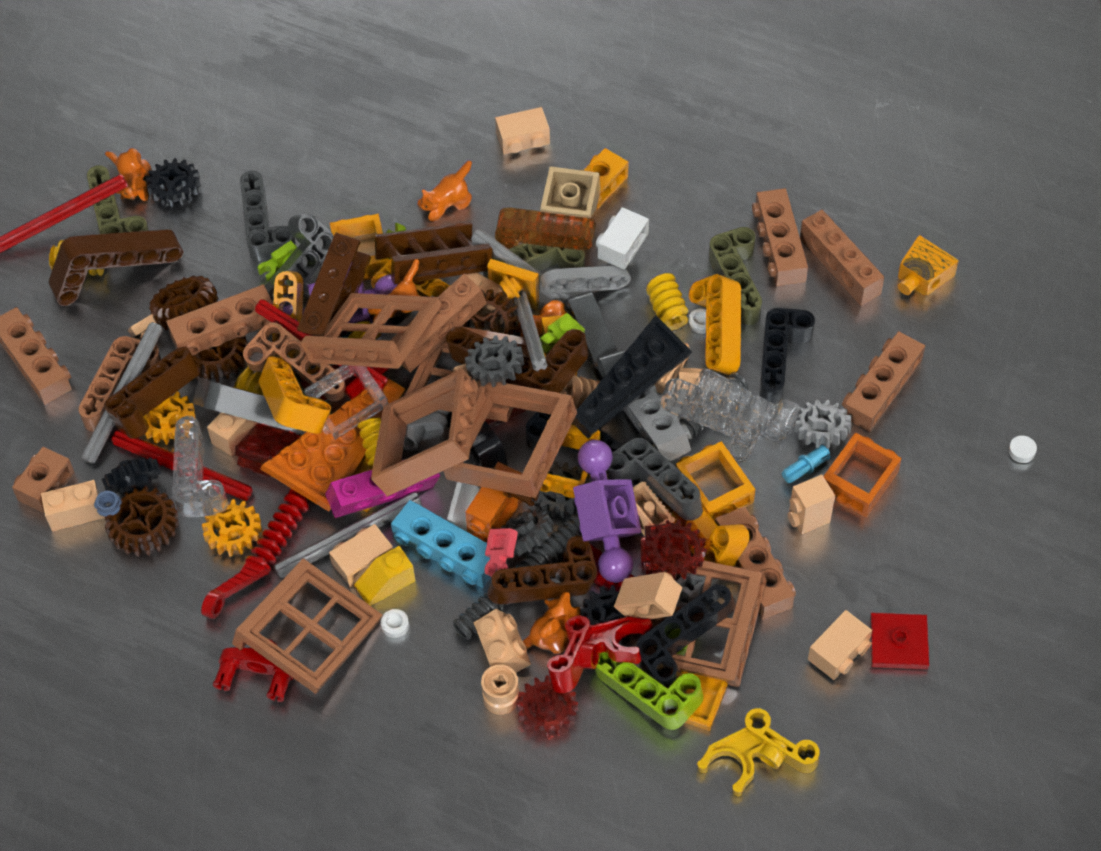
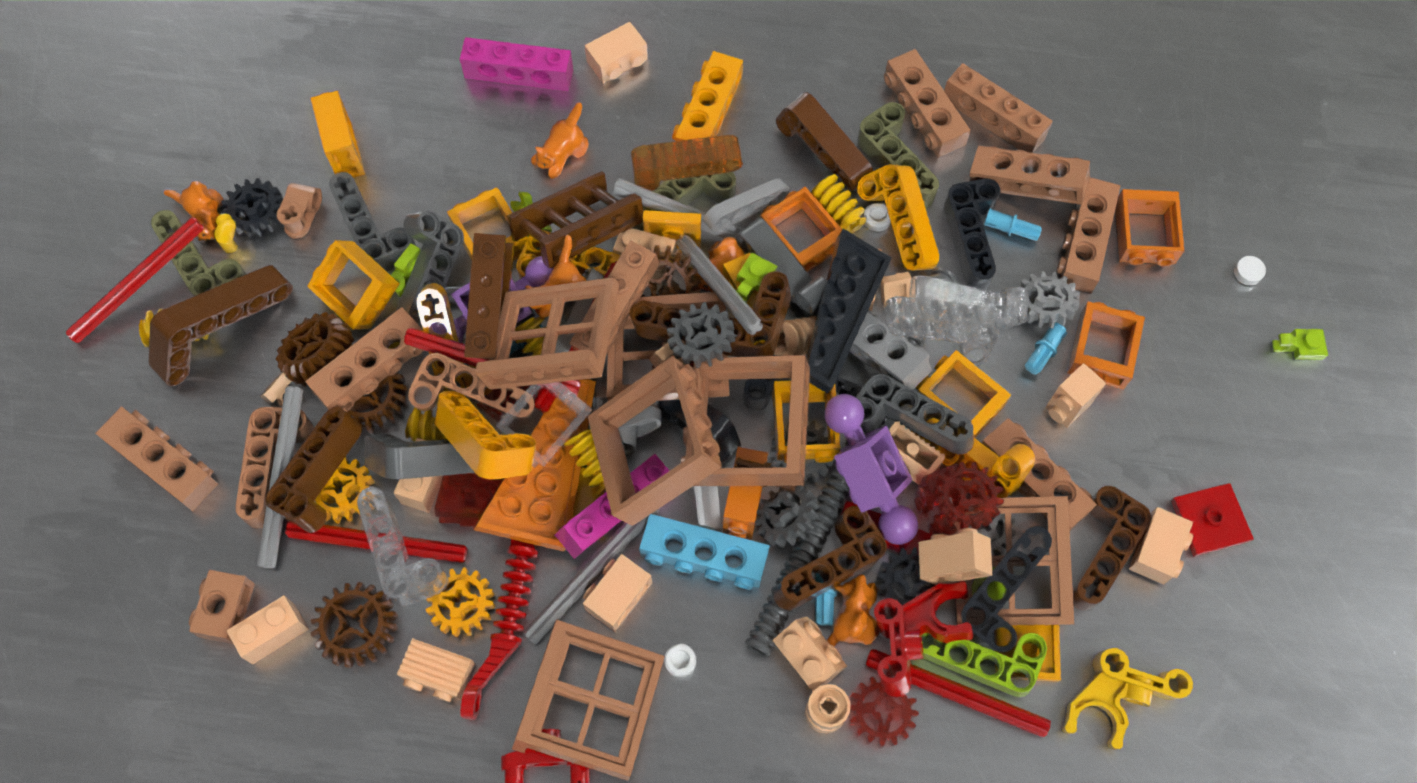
camera: 20 degrees left, 10 degrees up
(104, 498) = (302, 618): sand blue plate -> none
(131, 474) = (325, 577): black gear -> none
(143, 195) = (225, 233): none -> yellow arm
(193, 572) = (435, 670): none -> light nougat brick
(210, 193) = (299, 209): none -> nougat piece
(246, 274) = (374, 298): none -> light orange window
(261, 140) = (337, 134): none -> light orange window
(385, 576) = (652, 611): yellow slope -> none
(433, 120) = (516, 64): none -> dark pink brick
(499, 547) = (773, 544): coral plate -> none
(510, 287) = (675, 237): light orange plate -> none
(531, 614) = (824, 606): none -> medium azure axle
(571, 192) = (702, 112): tan slope -> none
(621, 293) = (790, 205): none -> orange window
(622, 238) = (772, 149): white brick -> none
(631, 722) = (970, 697): none -> red axle
(675, 244) = (825, 139): none -> reddish brown beam
(789, 639) = (1106, 552): none -> reddish brown beam
(818, 356) = (1011, 224): none -> medium azure axle
(849, 316) = (1042, 182): none -> nougat brick
(925, 268) = (1082, 99): light orange torso -> none
(937, 365) = (1155, 203): none -> orange window
(1047, 521) = (1304, 343): none -> lime plate

